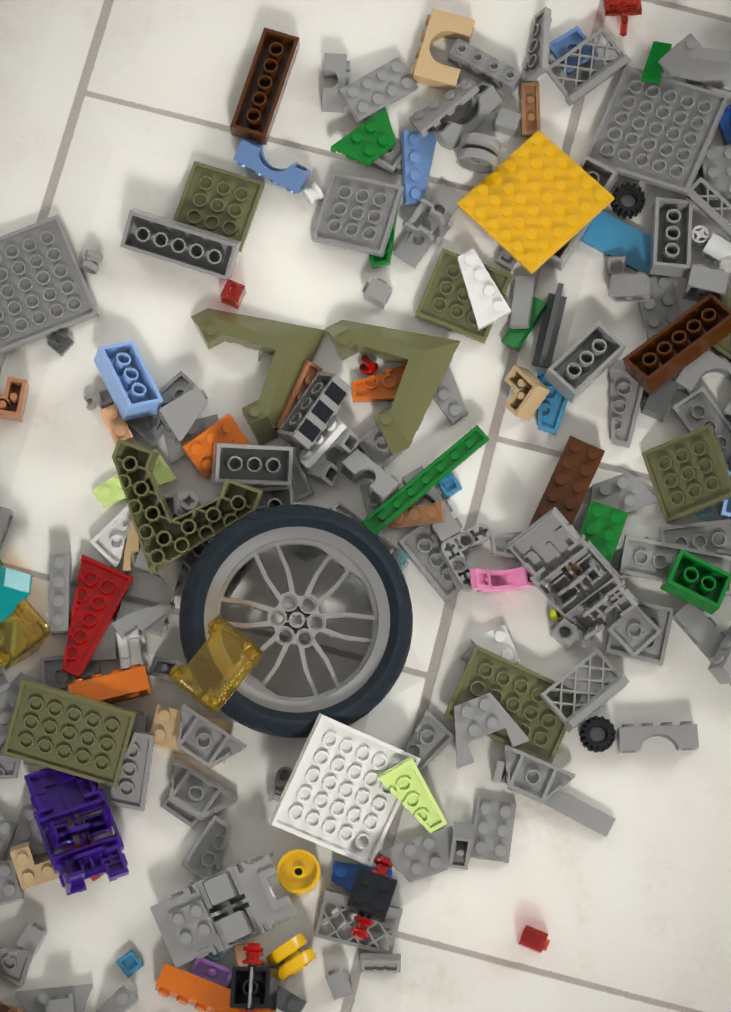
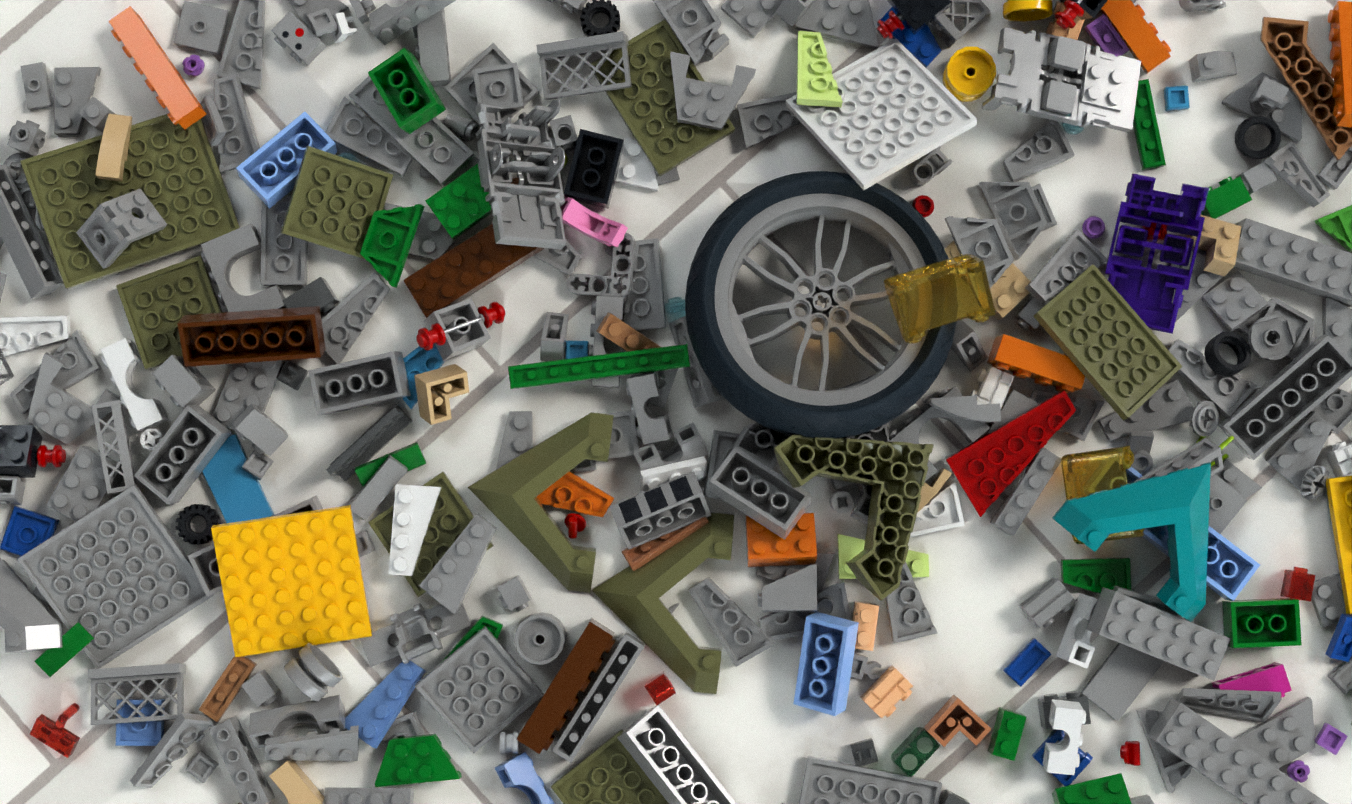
camera: 145 degrees left, 10 degrees up
(32, 367) = (911, 741): none -> clear green piece
(42, 957) = (1245, 125): none -> black tyre
(47, 906) = (1226, 197): none -> green brick
(71, 392) = (887, 692): none -> light nougat brick
(93, 457) = (907, 611): none -> light grey wing
(131, 821) = (1093, 227): none -> medium lavender plate
(139, 926) = (1147, 129): none -> green tile
(210, 367) = (731, 625): none -> light grey wing
(268, 754) = (923, 205): none -> red plate
(272, 261) = (598, 697): none -> light grey brick
(298, 246) = (564, 688): none -> reddish brown brick
(348, 278) = (550, 629): none -> light grey wheel
(428, 281) = (456, 569): none -> light grey wedge
(472, 484) = (554, 336): none -> light grey slope
(510, 49) = (202, 766): none -> light grey tile
(525, 619) = (594, 168): none -> black brick
(542, 443) = (459, 328): none -> light grey brick
(634, 474) = (390, 240): none -> green wing
(635, 339) = (292, 375): none -> dark grey tile
(643, 589) = (461, 126): none -> light grey cone

